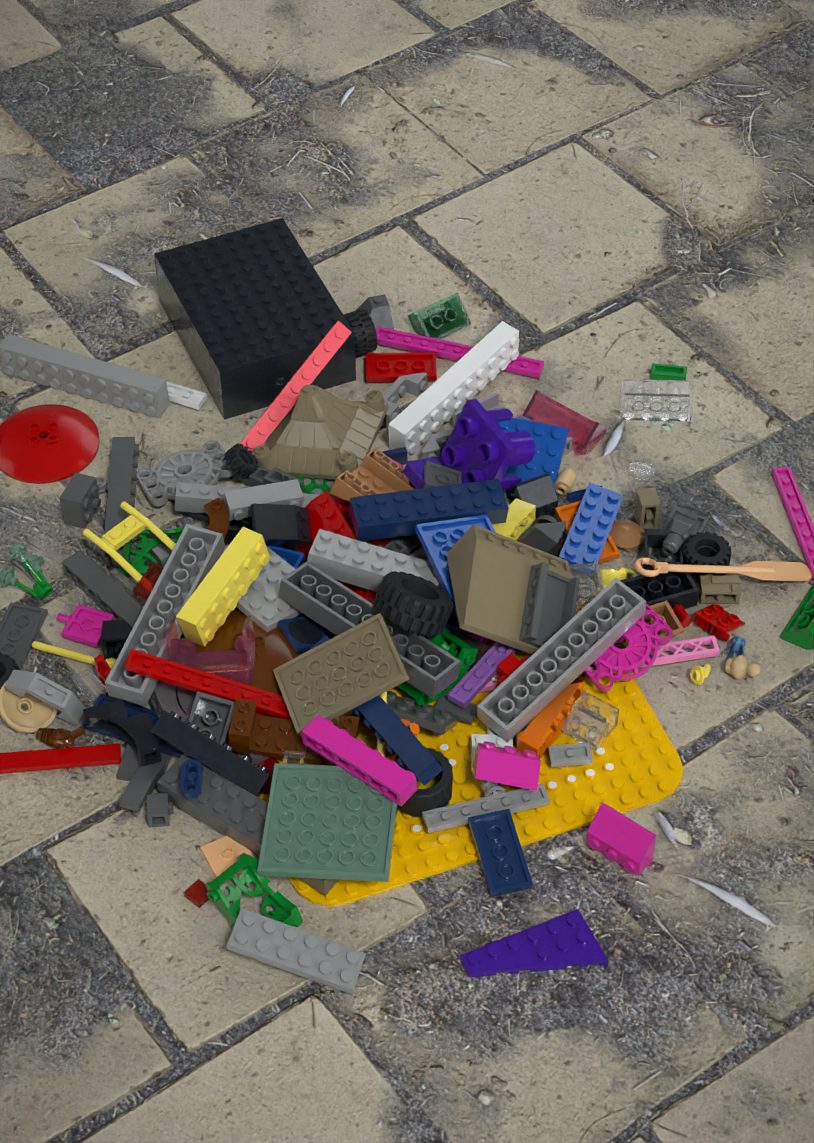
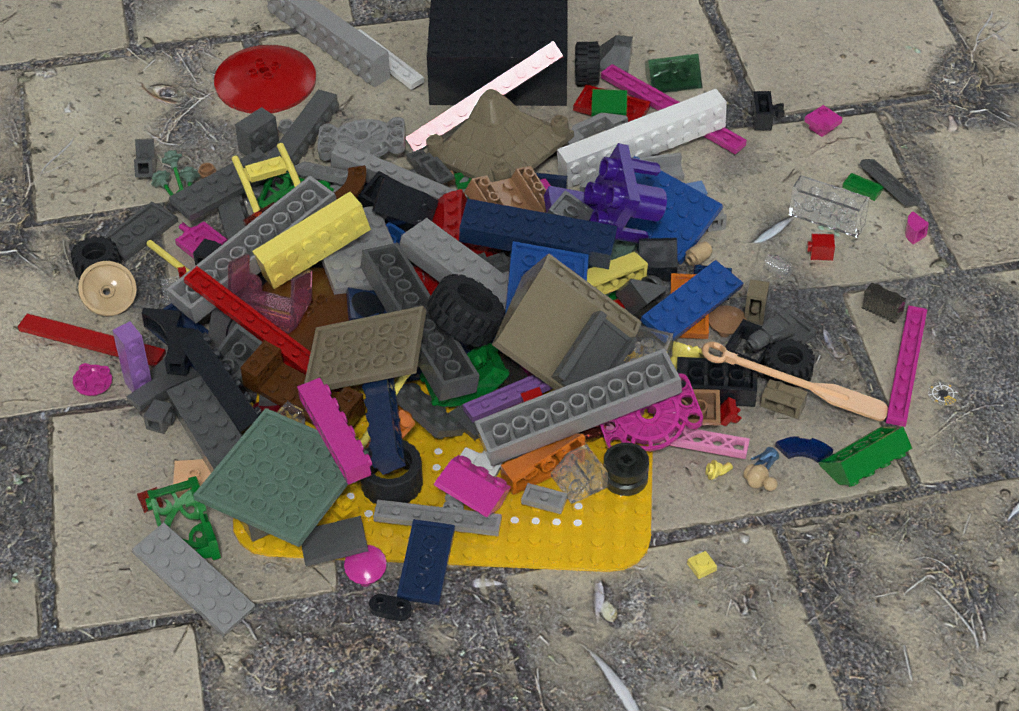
camera: 25 degrees right, 0 degrees up
(48, 552) = (206, 169): none -> medium nougat plate
(48, 692) = (123, 283): light grey slope -> none
(59, 737) = (112, 322): reddish brown piece -> none
(65, 798) = (92, 379): none -> dark pink dish
(76, 567) = (214, 189): none -> dark grey plate
(109, 762) = (132, 356): none -> medium lavender brick
(177, 517) = (322, 172): none -> light grey plate
(191, 780) = (188, 398): dark blue plate -> none
(239, 501) = (418, 178): light grey brick -> none
(241, 461) = (402, 141): black tyre -> none
(399, 364) = (609, 102): none -> green tile
(409, 864) = (334, 541): none -> dark grey tile
(444, 876) = (366, 566): none -> dark pink dish
(490, 907) = (389, 607): none -> black plate
(540, 948) = (417, 662): dark purple wing -> none
(544, 329) = (764, 110): none -> black brick
(584, 431) = (739, 207): clear pink windscreen -> none
(601, 322) = (823, 120): none -> dark pink brick
(621, 839) = (541, 592): dark pink slope -> none
(631, 698) = (626, 468): none -> pearl dark grey wheel
(668, 440) = (821, 247): none -> red brick
(690, 361) = (887, 180): none -> dark grey tile
(717, 621) = (764, 427): red hinge -> none
(737, 396) = (916, 228): none -> dark pink brick
(737, 763) = (702, 564): none -> light yellow plate
(751, 473) = (883, 303): none -> clear smoke brick
(760, 627) = (802, 447): none -> clear blue tile

